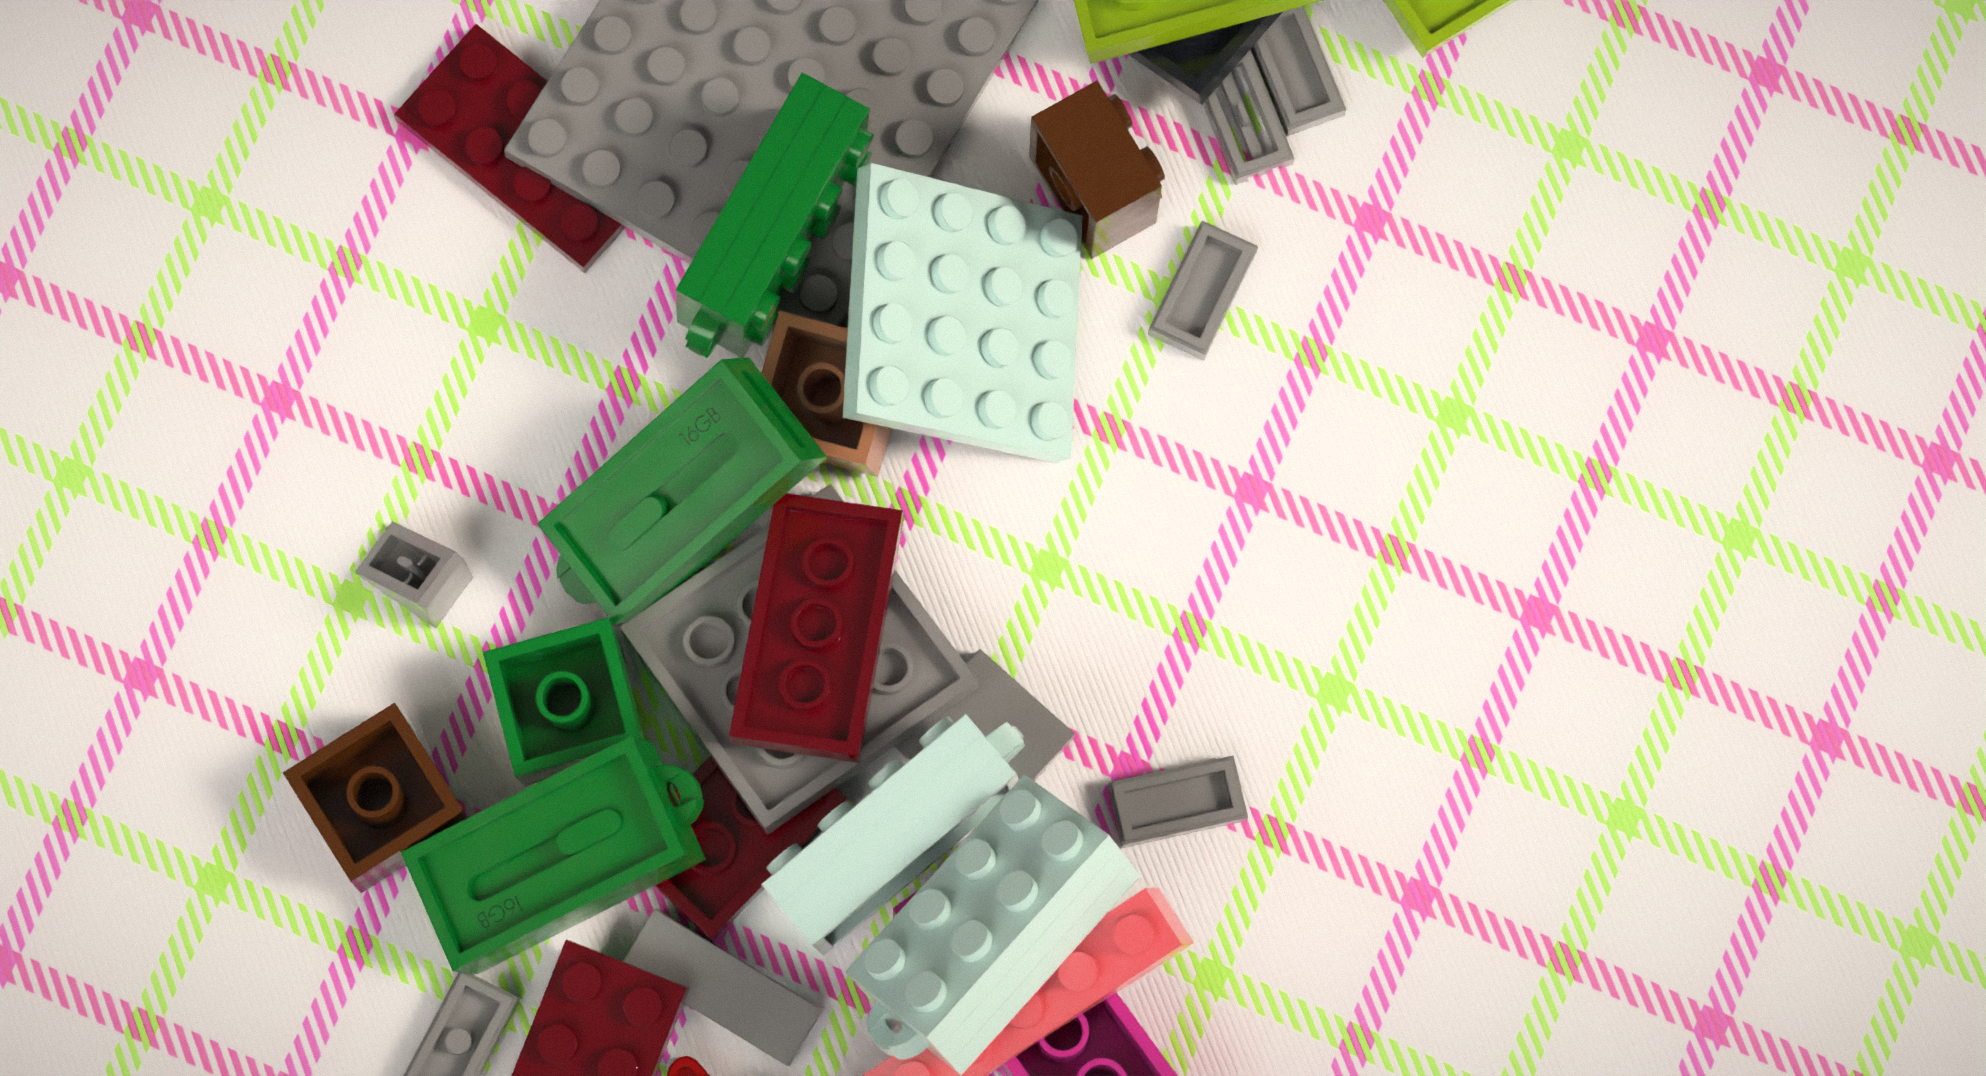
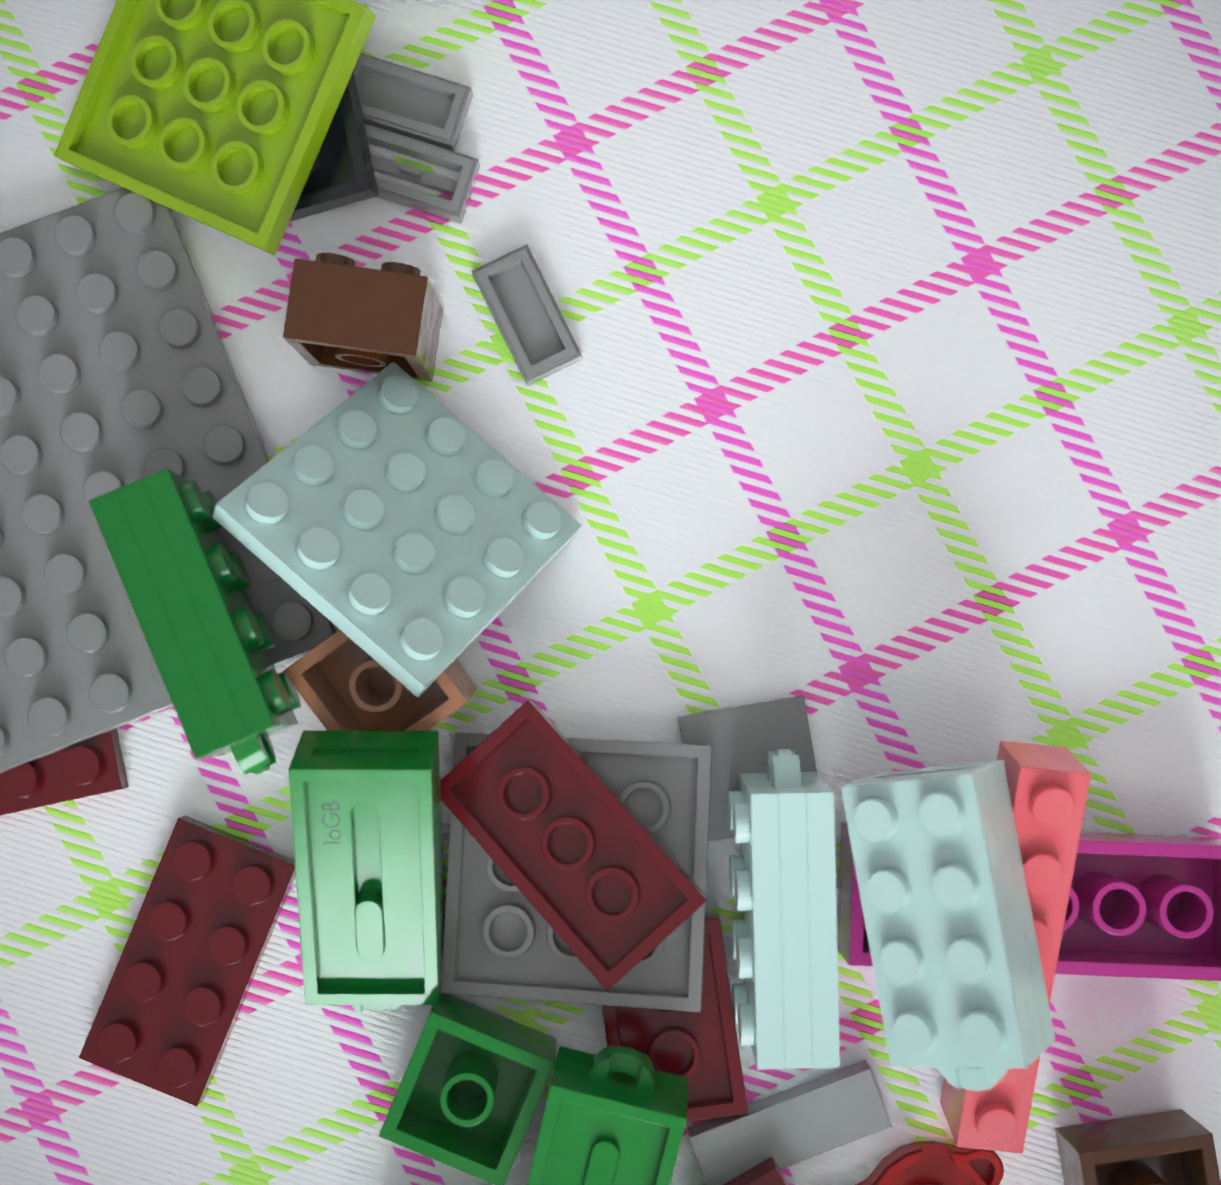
camera: 45 degrees left, 10 degrees up
(416, 572) = (270, 1119): light grey slope -> none
(489, 422) = (189, 960): none -> dark red plate
(1177, 801) = (915, 657): light grey tile -> none

